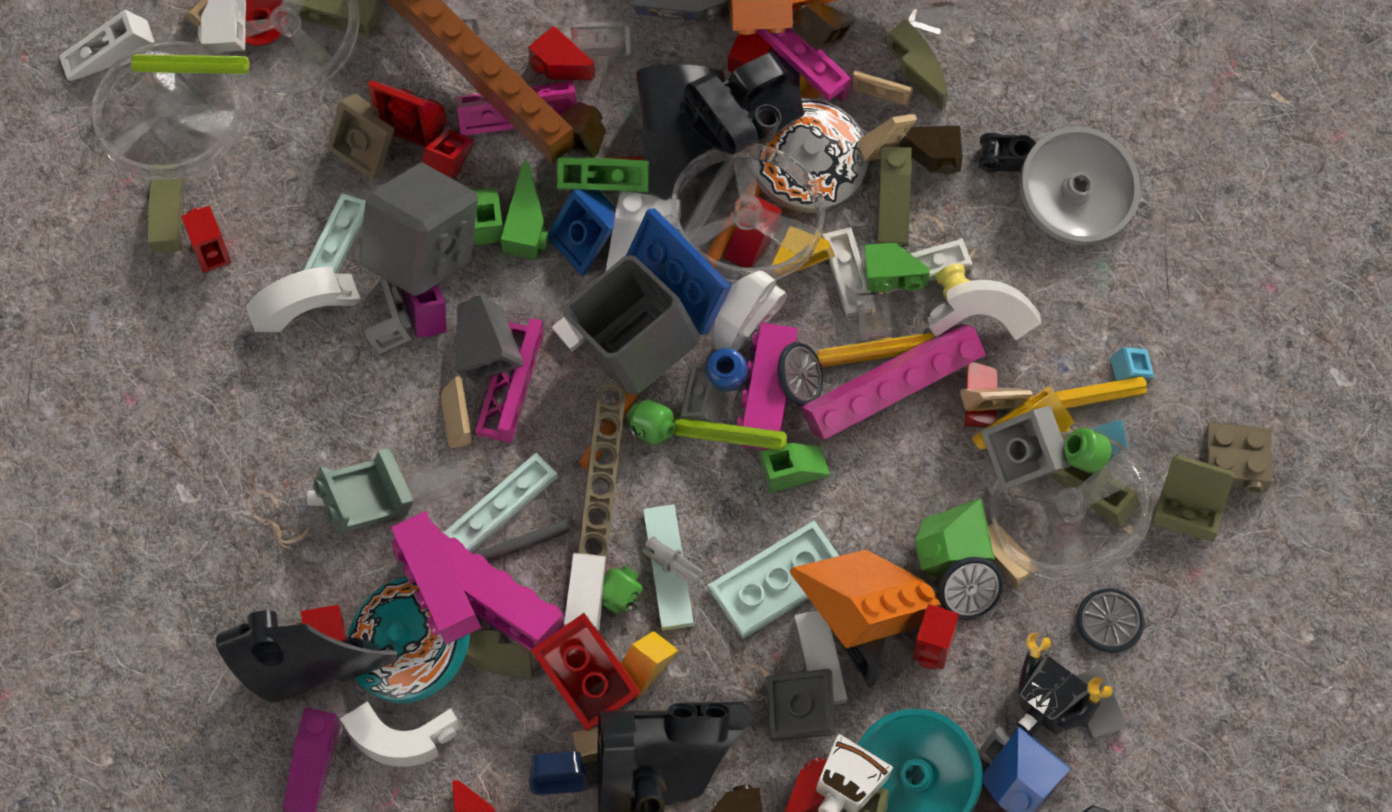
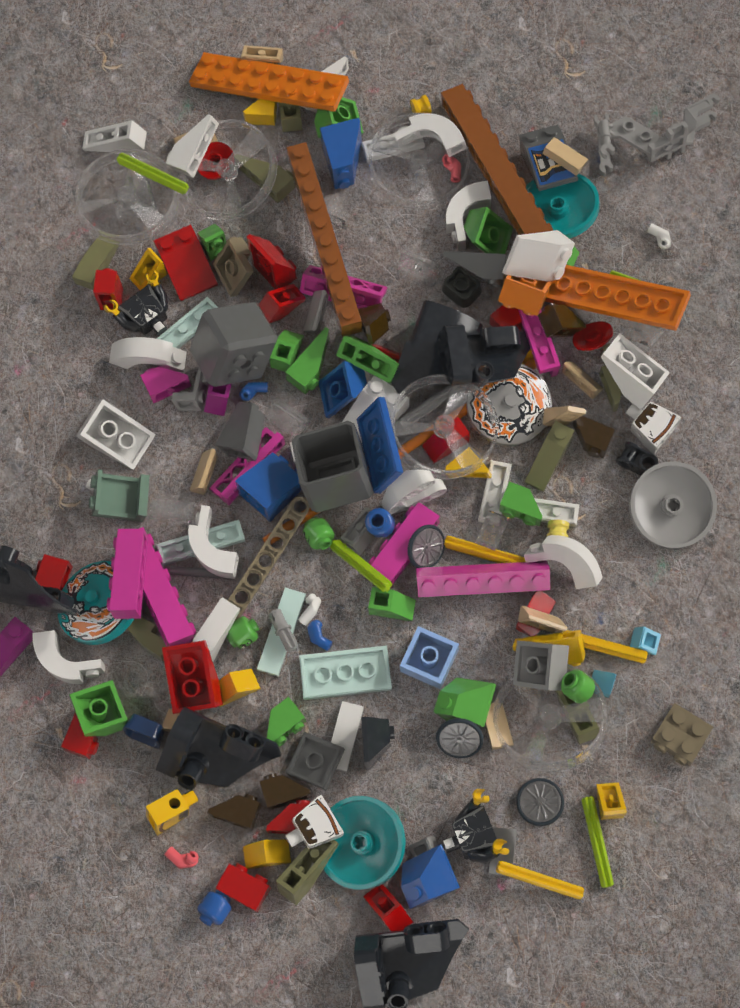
camera: 30 degrees right, 5 degrees up
(245, 193) = (147, 264): none -> yellow slope
(266, 244) = (143, 310): none -> black torso
(289, 162) = (185, 262): none -> red slope
(311, 418) = (115, 434): none -> white slope
(313, 118) = (212, 240): none -> bright green slope
(342, 325) = (164, 382): none -> dark pink slope
(464, 281) = (251, 390): none -> blue arm
(486, 771) = (99, 710): none -> bright green slope
(497, 149) = (316, 312): none -> light grey slope
(522, 513) = (212, 559): none -> white arch
(556, 391) = (269, 485): none -> blue slope
(559, 58) = (385, 268): red slope -> none
(670, 40) = (462, 287): none -> pearl dark grey piece
(694, 521) = (314, 604): none -> white arm
(716, 550) = (315, 635): none -> blue arm
(735, 671) = (284, 720): none -> bright green slope
(779, 762) = (282, 791): none -> dark brown slope
(865, 596) = (385, 712): orange slope -> none
(870, 27) = (593, 336): none -> red dish
(878, 507) = (429, 657): none -> light blue brick
(935, 637) = (419, 760): red brick -> none
(948, 45) = (633, 371): none -> white slope
(1000, 102) = (652, 424): none -> white torso
(1163, 712) = (540, 880): none -> yellow axle
(1193, 498) = (633, 750): olive bracket -> none
(1198, 577) = (610, 801): none -> yellow slope
(1207, 634) = (597, 842): none -> lime axle

